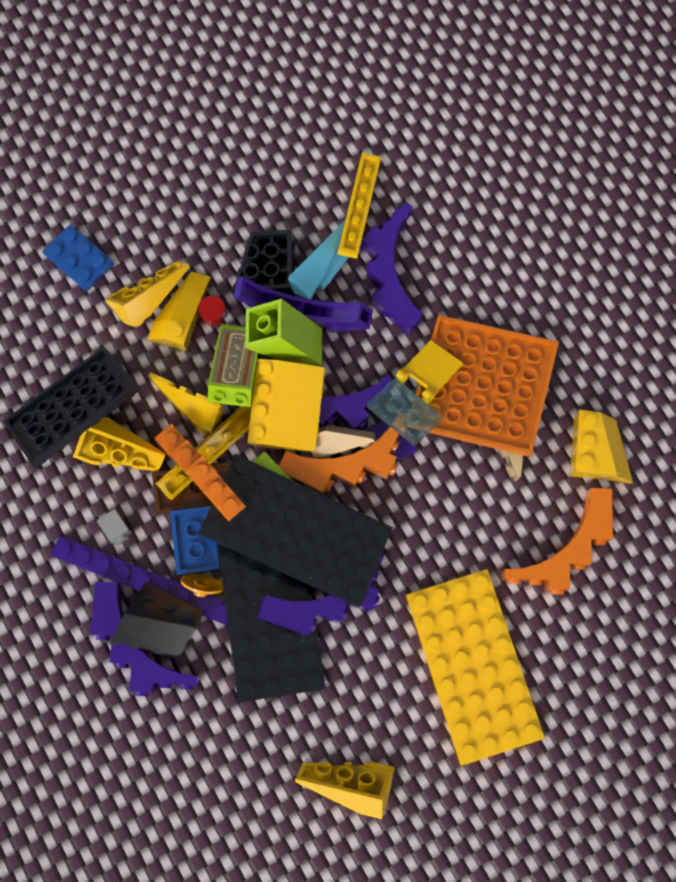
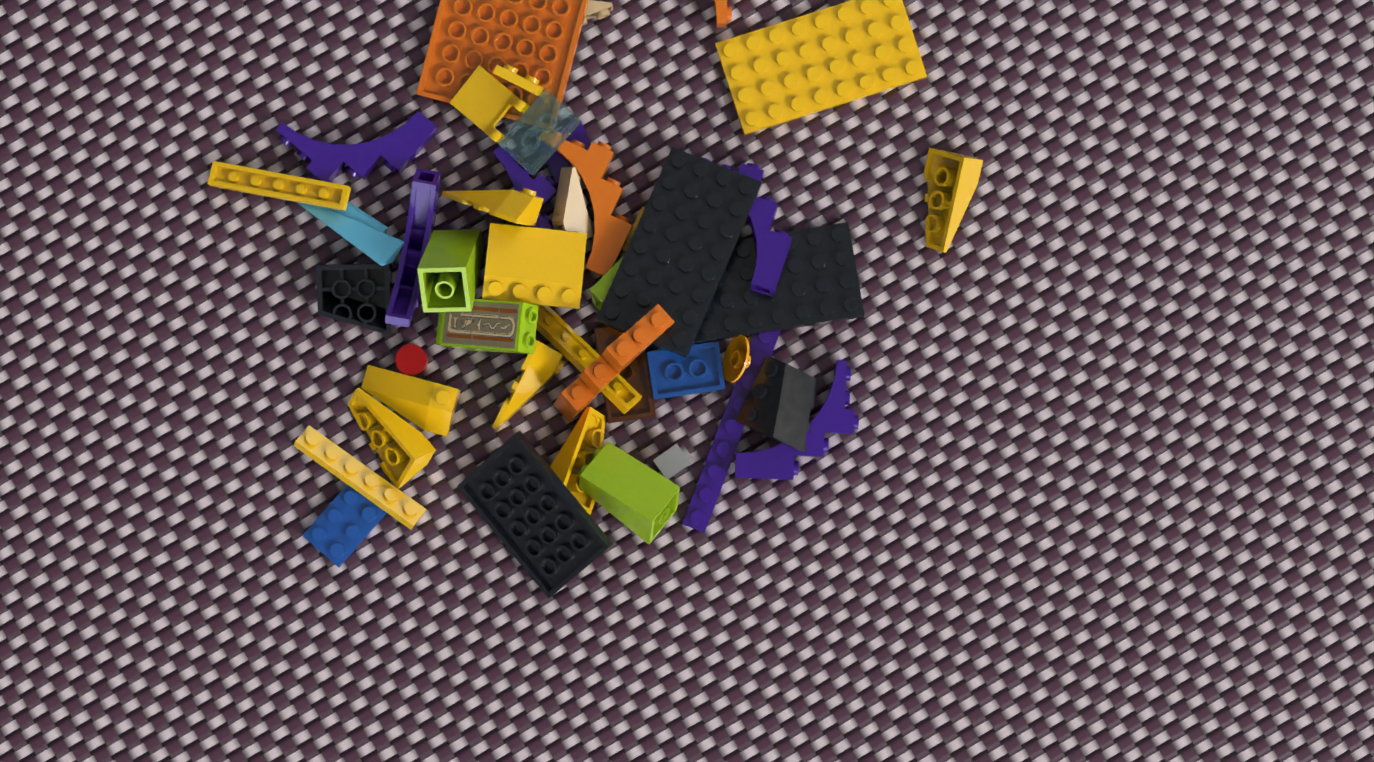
camera: 90 degrees left, 10 degrees up
(88, 487) = (630, 491): none -> lime slope
(115, 269) = (359, 477): none -> yellow plate
(338, 381) = (511, 205): none -> yellow wedge
(447, 399) = (510, 74): none -> yellow plate

